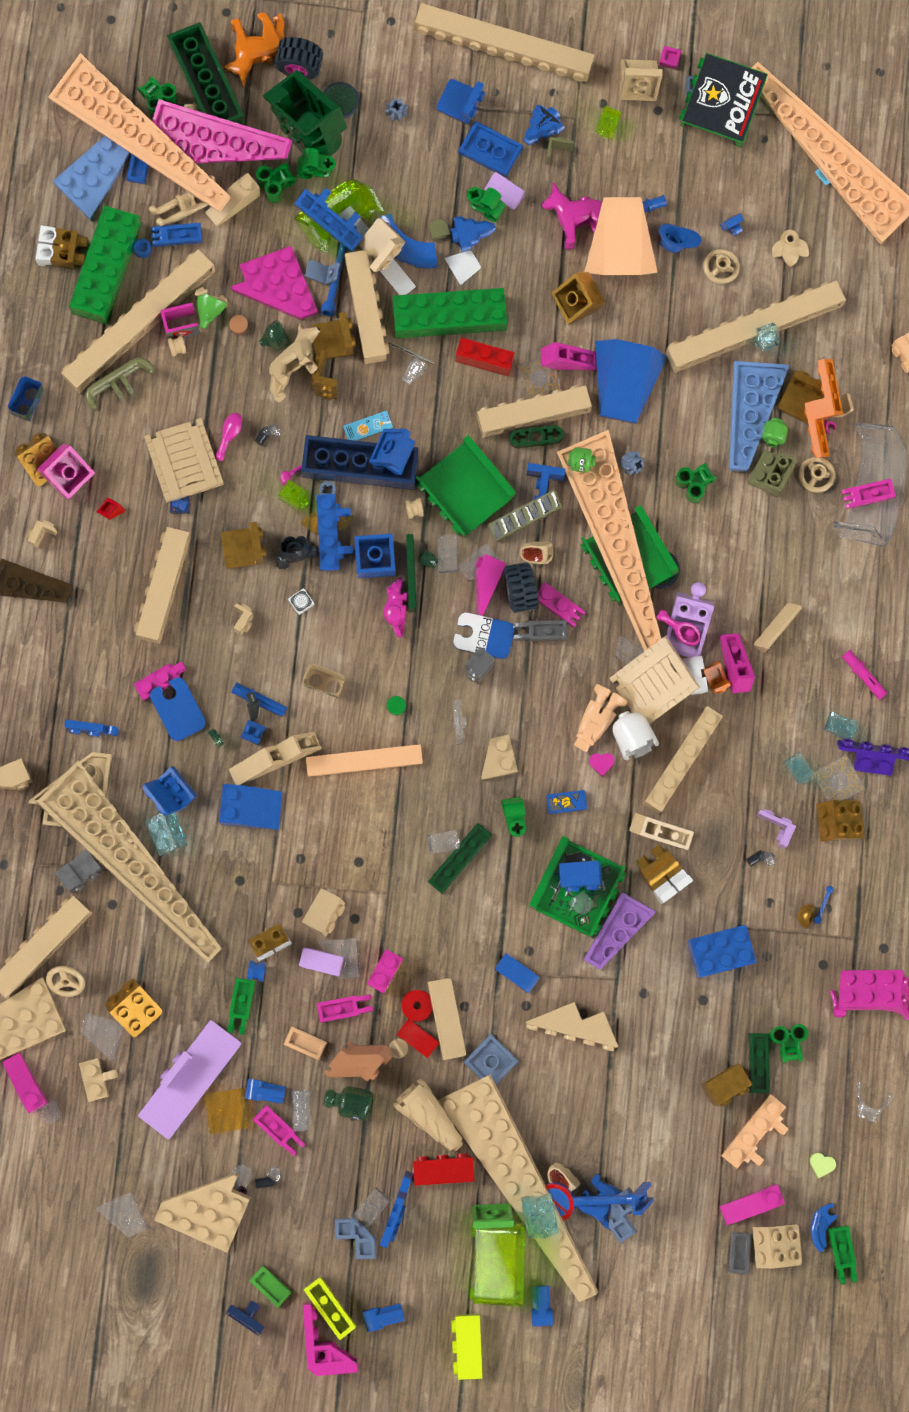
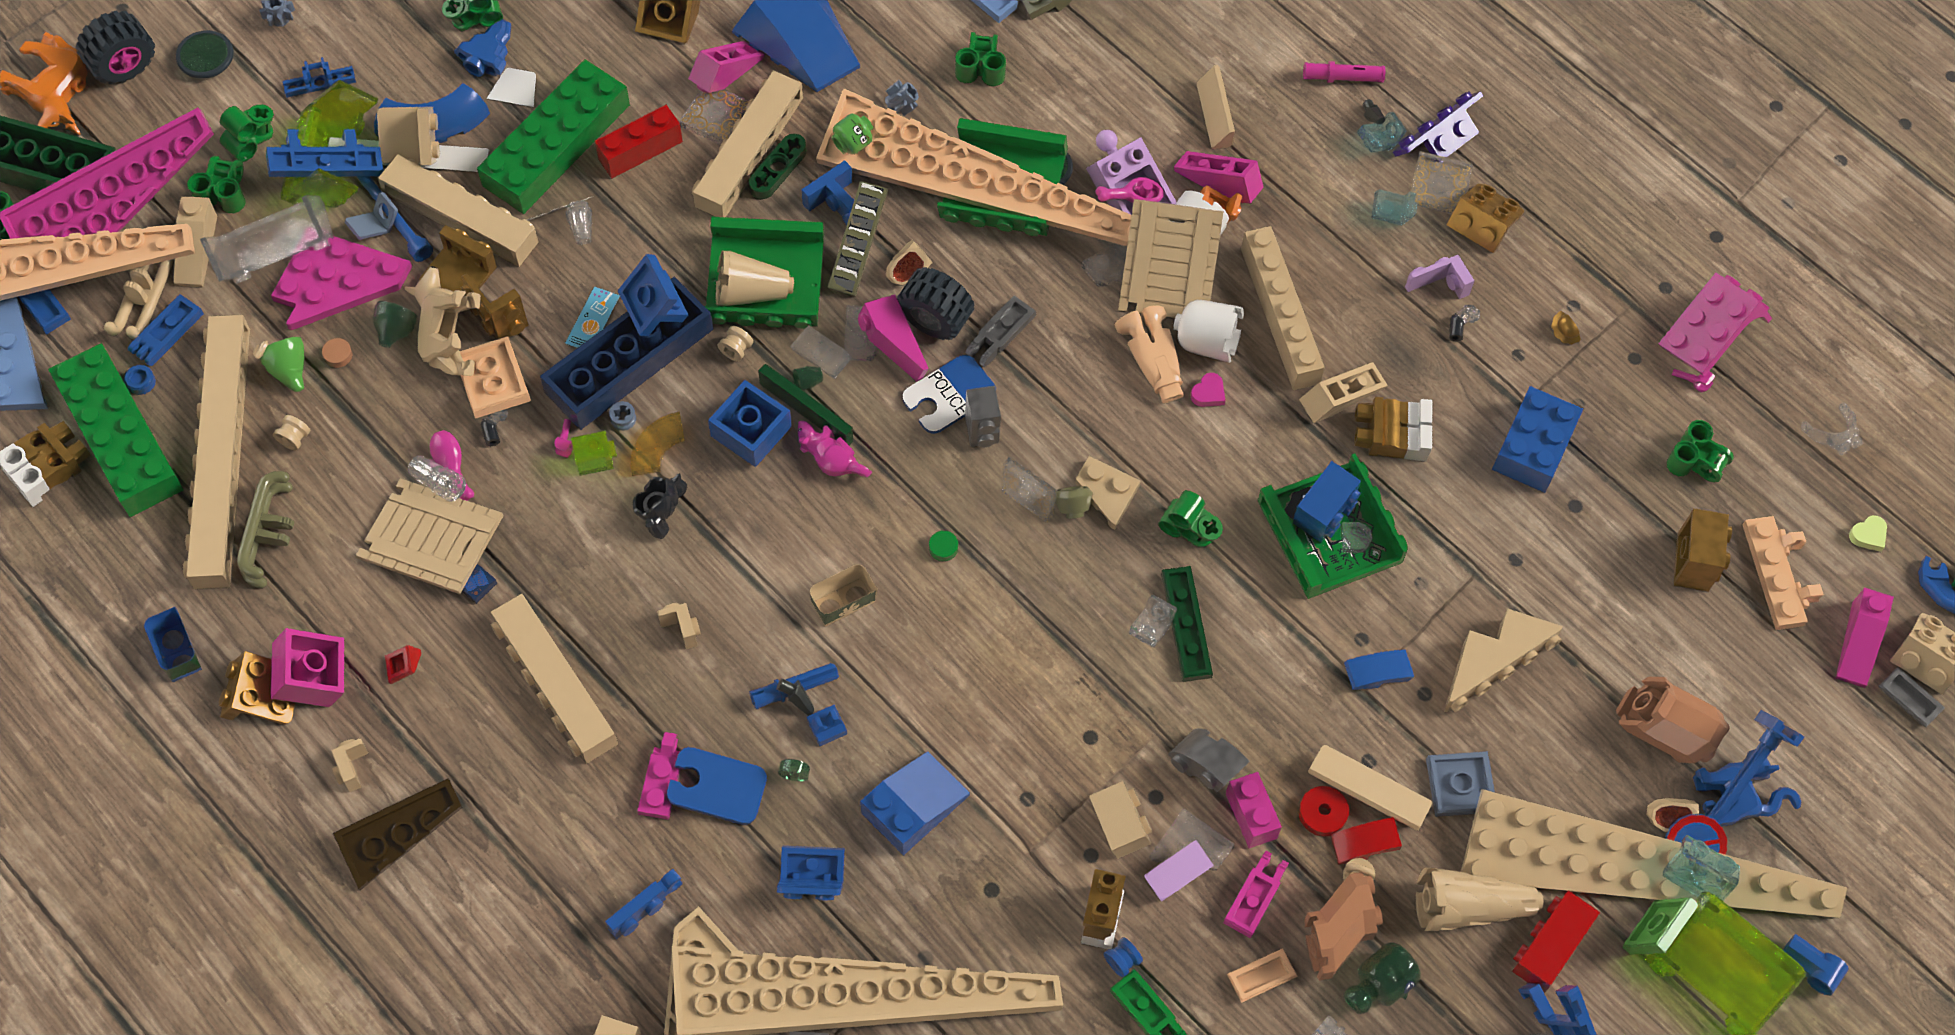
camera: 45 degrees left, 15 degrees down
(166, 833) = (855, 924): clear light blue bracket -> none
(178, 312) = (254, 400): dark pink piece -> none
(213, 441) = (440, 480): none -> clear axle
(243, 546) = (598, 552): pearl gold bracket -> none
(263, 234) = (269, 240): none -> clear windscreen
(275, 757) = (880, 725): tan slope -> none
(292, 412) = (496, 378): none -> light nougat tile
(301, 601) = (723, 547): tile -> none
(307, 114) = (185, 75): dark green brick -> none
(329, 547) = (655, 435): blue hinge -> none
(364, 760) = (975, 632): light nougat tile -> none
(372, 161) = (307, 79): none -> blue piece
(390, 928) = (1208, 759): none -> flat silver brick
(439, 229) = (451, 76): olive tile -> none
(451, 485) = (749, 281): none -> tan cone
(475, 747) = (1073, 501): none -> olive cone
(559, 604) = (995, 290): dark pink hinge -> none
(566, 802) = (1221, 461): tile -> none
(613, 1141) = (1672, 720): none -> nougat brick
(617, 930) = (1417, 517): medium lavender wing -> none
(619, 1222) = (1778, 790): sand blue tile -> none
(759, 1063) = (1686, 496): dark green tile -> none
(829, 889) = (1555, 286): blue hinge -> none
(851, 710) = (1373, 112): none -> pearl dark grey bar

